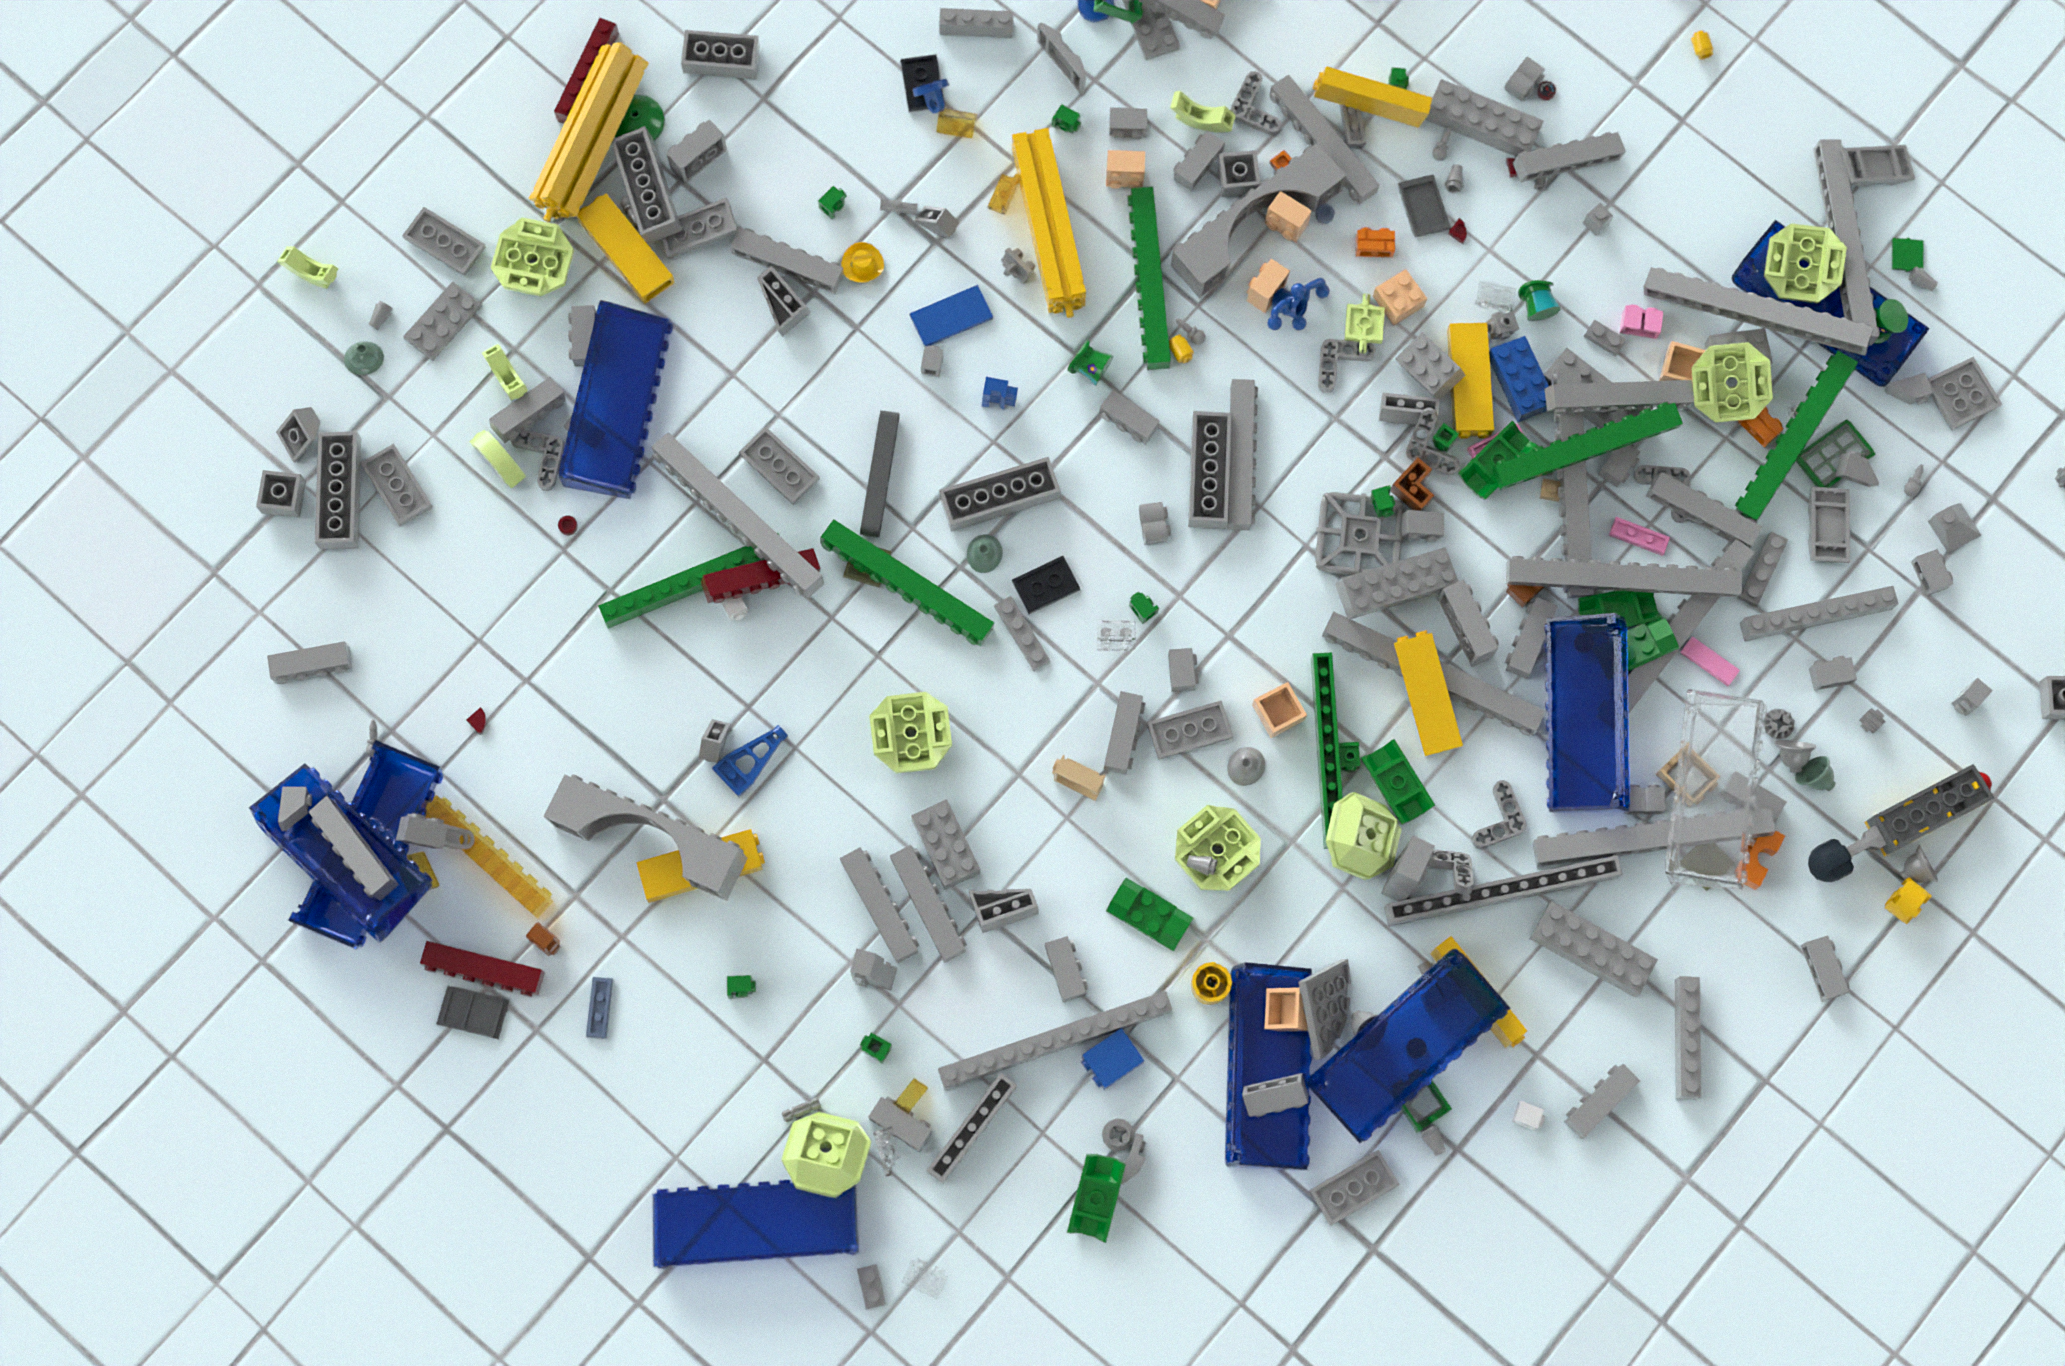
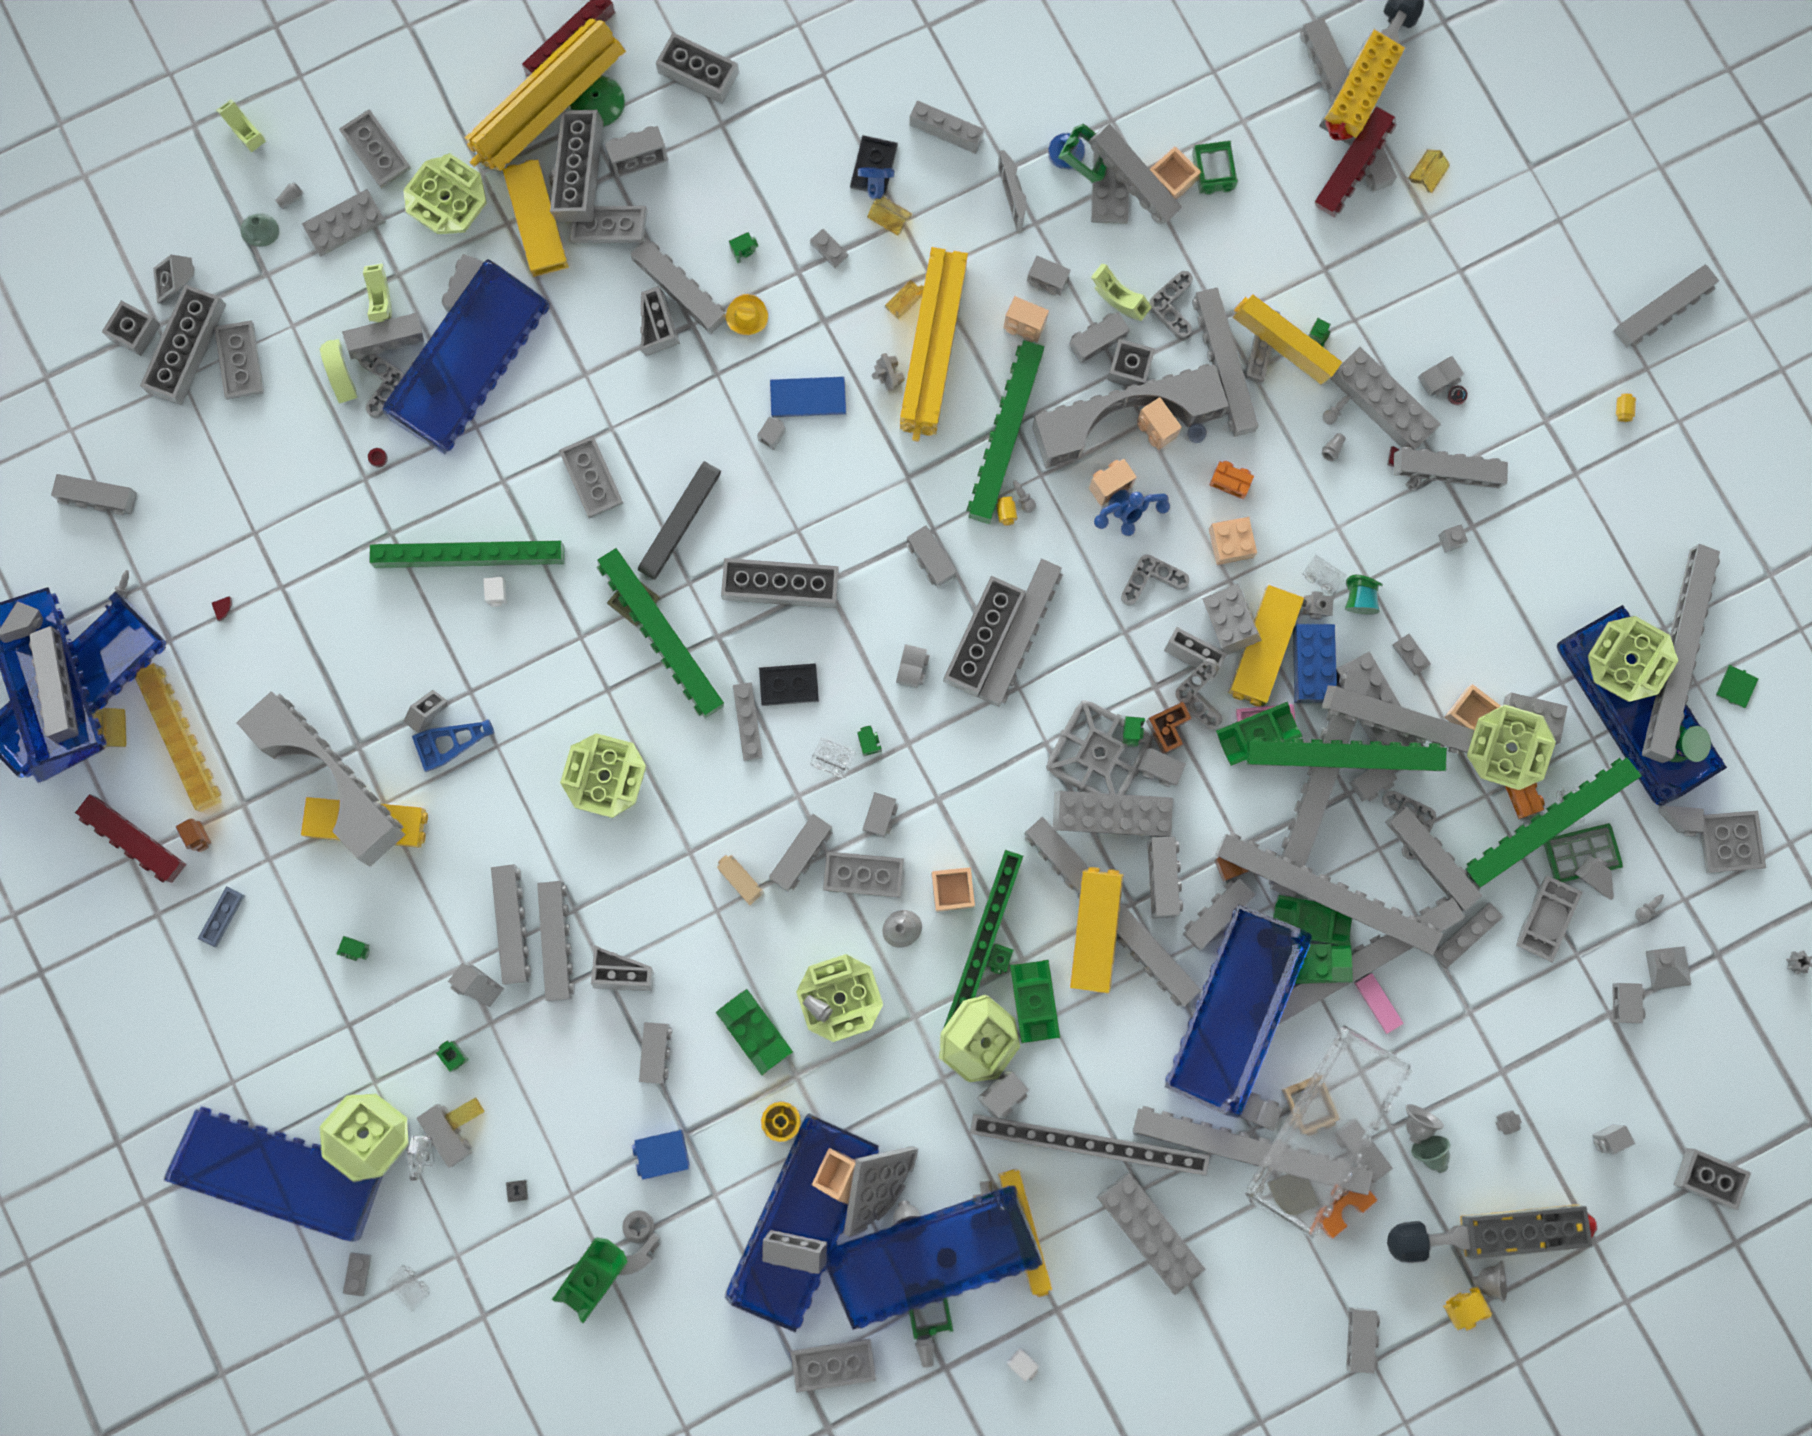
camera: 20 degrees right, 5 degrees up
(432, 833) = (127, 700): light grey brick -> none
(473, 1012) = (107, 875): dark grey piece -> none
(737, 515) = (529, 511): light grey brick -> none
(747, 579) = (528, 574): dark red brick -> none
(801, 1109) = (361, 1085): light grey axle -> none
(898, 206) = (802, 274): light grey pin -> none
(912, 173) = (828, 248): none -> light grey plate
(937, 220) = (832, 302): light grey slope -> none
(945, 844) = (593, 892): light grey piece -> none
(971, 1128) = (505, 1167): light grey brick -> none
(984, 553) = (745, 632): sand green hat -> none
(990, 1148) = (517, 1190): none -> tile
(998, 392) = (818, 485): blue hips -> none
(1055, 1040) = (616, 1115): light grey brick -> none
(1066, 119) = (992, 251): green brick -> none
(1090, 363) = (916, 492): green hat -> none
(1280, 160) = (1176, 366): orange plate -> none
(1364, 323) = (1189, 553): yellowish green plate -> none
(1423, 205) = (1293, 461): dark grey piece -> none
(1443, 440) = (1217, 692): green brick -> none
(1458, 231) = (1316, 498): dark red tile -> none
(1459, 863) = (1055, 1102): light grey beam -> none
(1507, 824) = (1119, 1081): light grey beam -> none
(1549, 489) = (1296, 779): tan plate -> none
(1601, 1101) = (1097, 1379): light grey brick -> none
(1639, 536) = (1363, 857): bright pink tile -> none
(1641, 322) = (1452, 653): bright pink piece -> none
(1687, 1038) = (1203, 1353): light grey brick -> none
(1758, 311) = (1568, 689): light grey brick -> none
(1771, 727) = (1409, 1089): light grey gear -> none
(1818, 613) = (1502, 999): light grey brick -> none
(1832, 673) = (1490, 1062): light grey brick -> none
(1878, 165) = (1745, 589): light grey slope -> none
(1922, 279) = (1741, 716): light grey cone -> none

